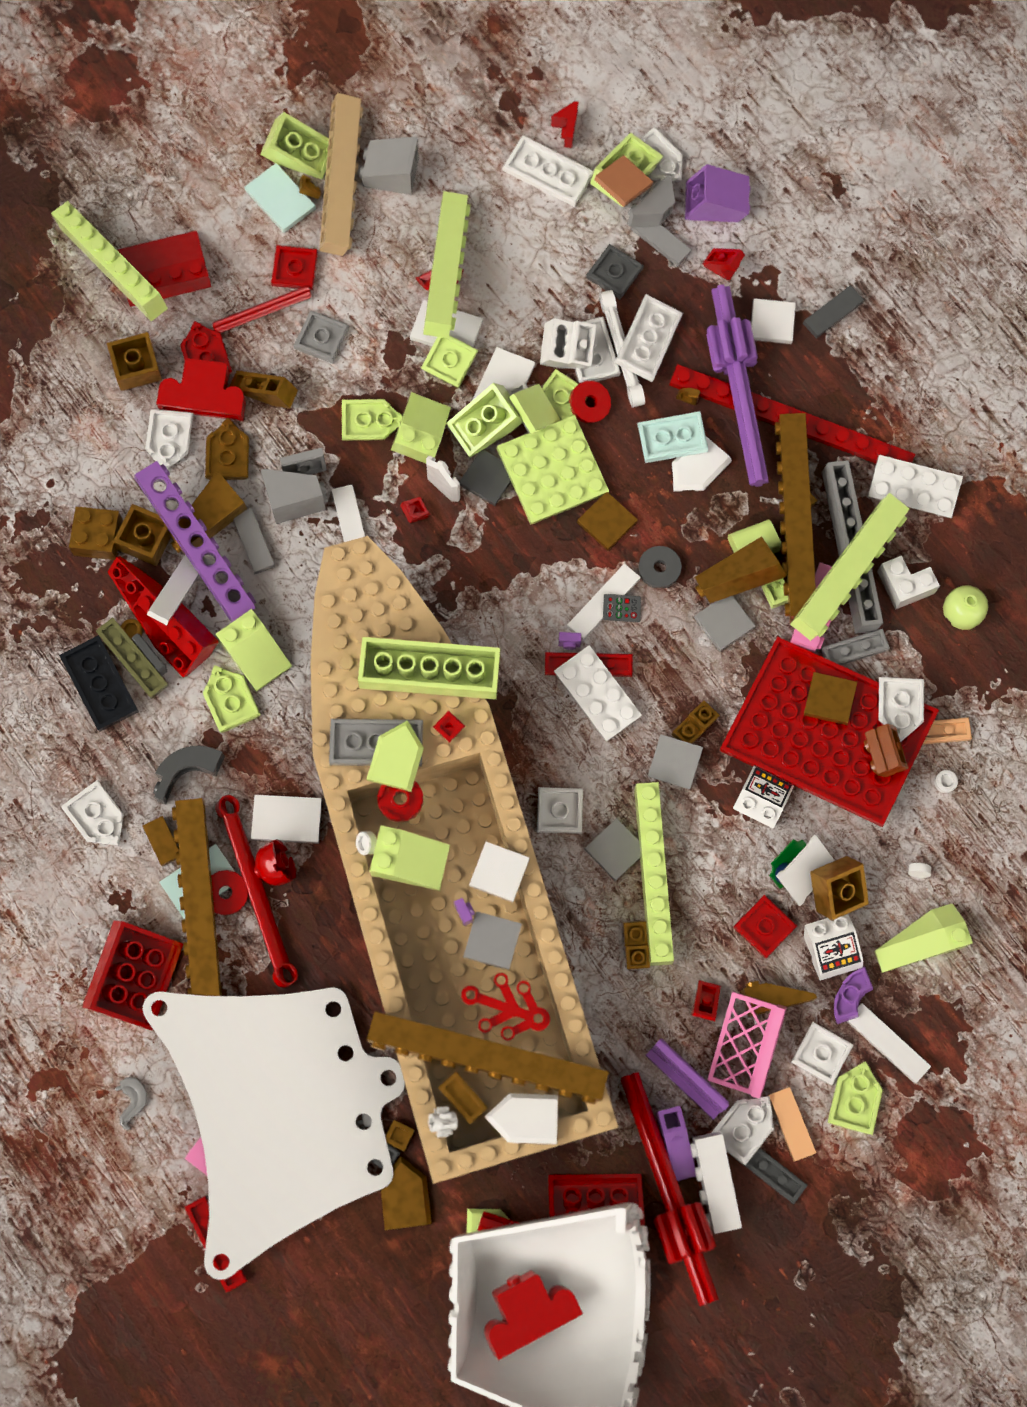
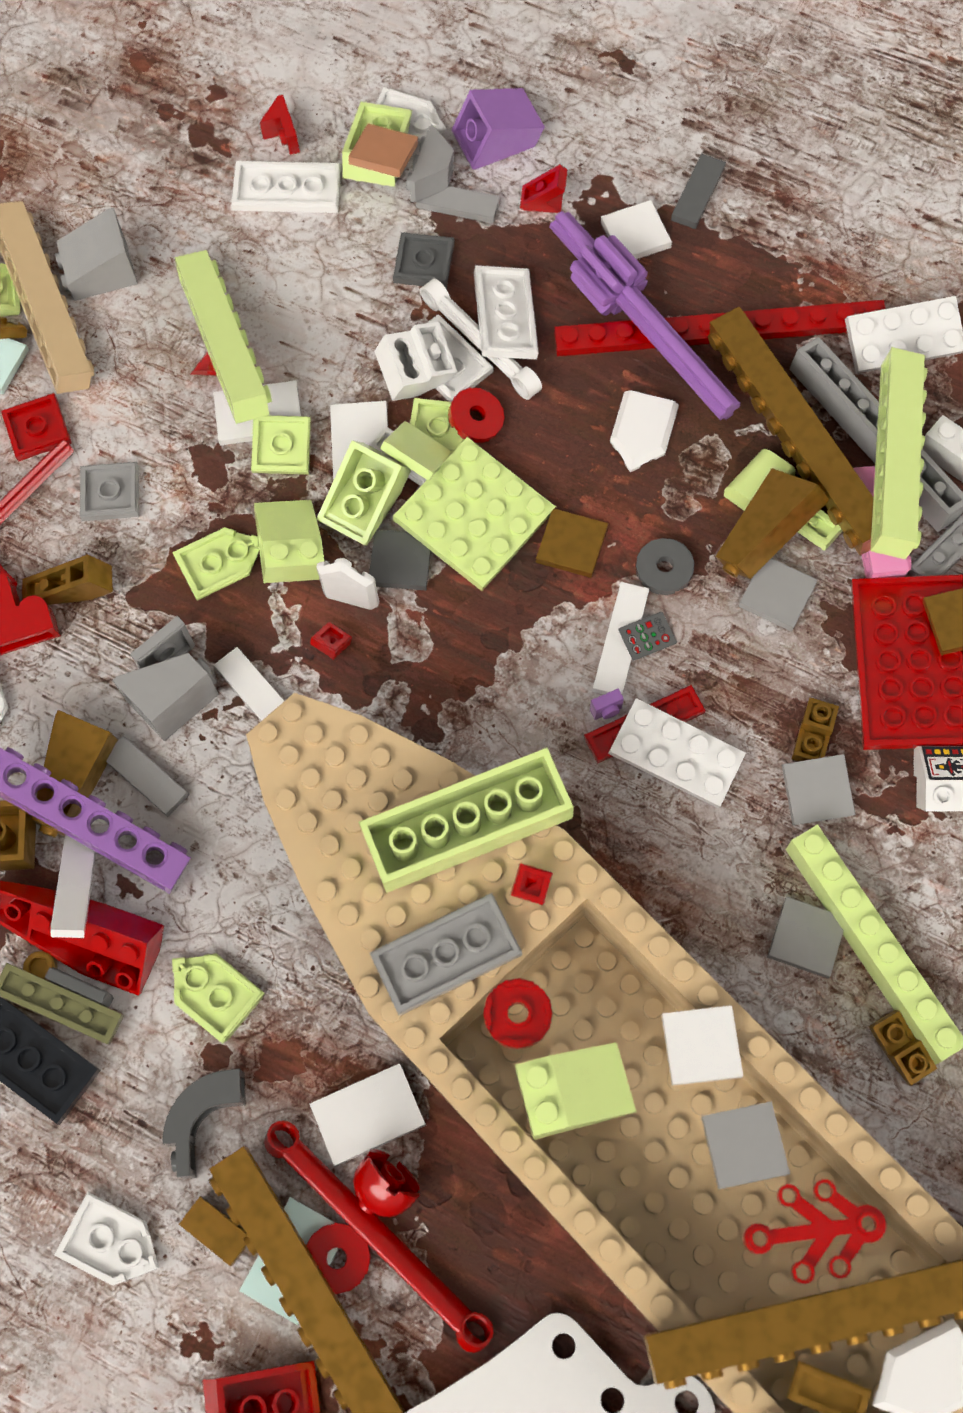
camera: 20 degrees left, 5 degrees down
(227, 452) = (58, 682): pearl gold tile -> none
(253, 650) = (214, 913): yellowish green slope -> none
(366, 842) = (504, 1097): white tile -> none
(396, 758) = (485, 961): yellowish green tile -> none
(465, 911) = (688, 1124): medium lavender plate -> none
(559, 810) = (710, 923): white tile -> none
(672, 437) = (595, 410): light aqua tile -> none
(688, 395) = (587, 355): pearl gold tile -> none

